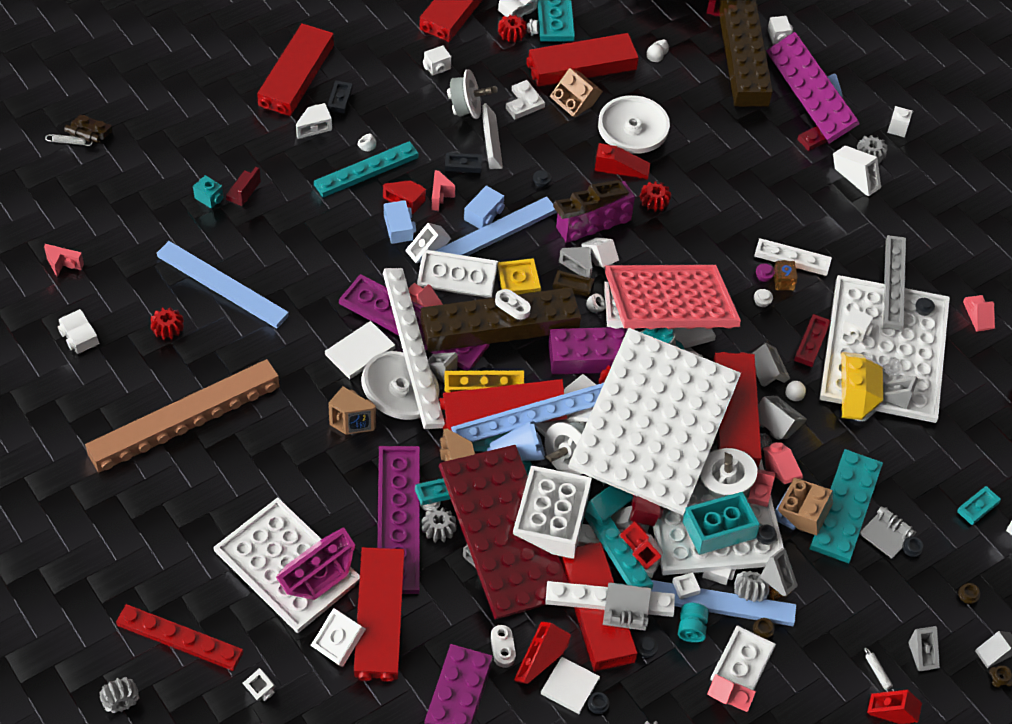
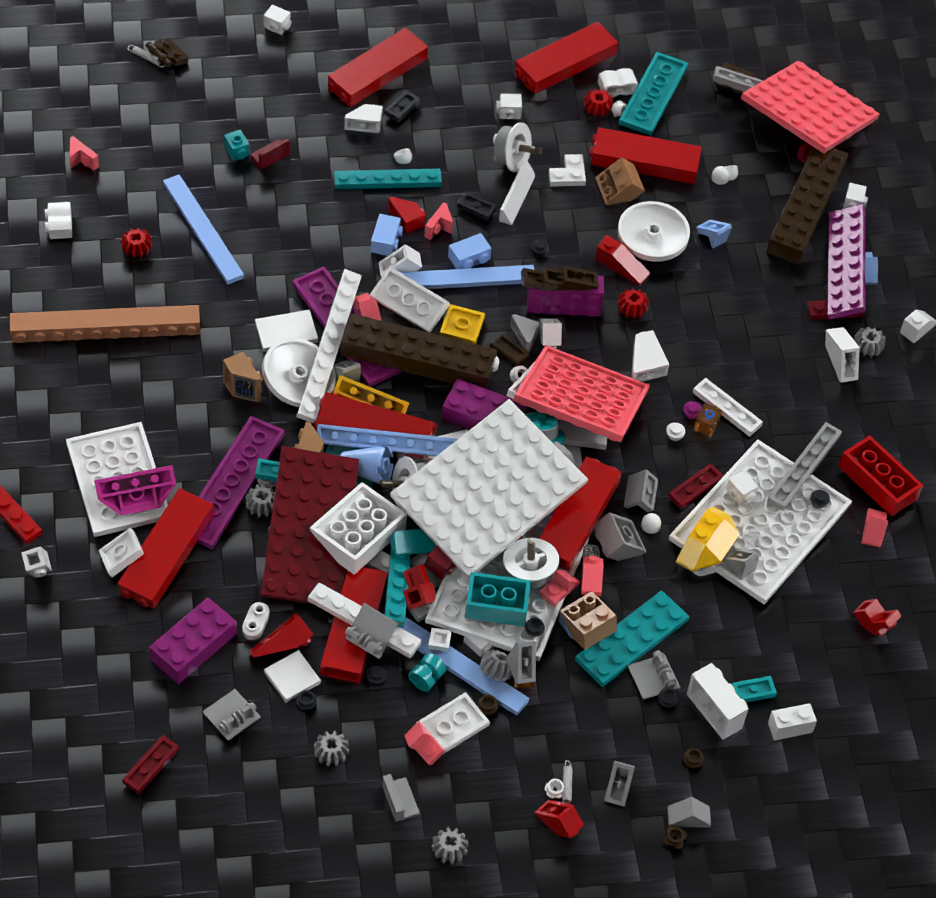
camera: 25 degrees right, 0 degrees up
(175, 60) = (277, 19): none -> white brick
(515, 304) = (431, 343): white plate -> none
(684, 102) = (716, 231): none -> light blue slope
(698, 240) = (648, 358): none -> white slope
(874, 676) = (554, 783): none -> white plate
(959, 264) = (880, 475): none -> red brick
(961, 530) = (717, 701): none -> white brick

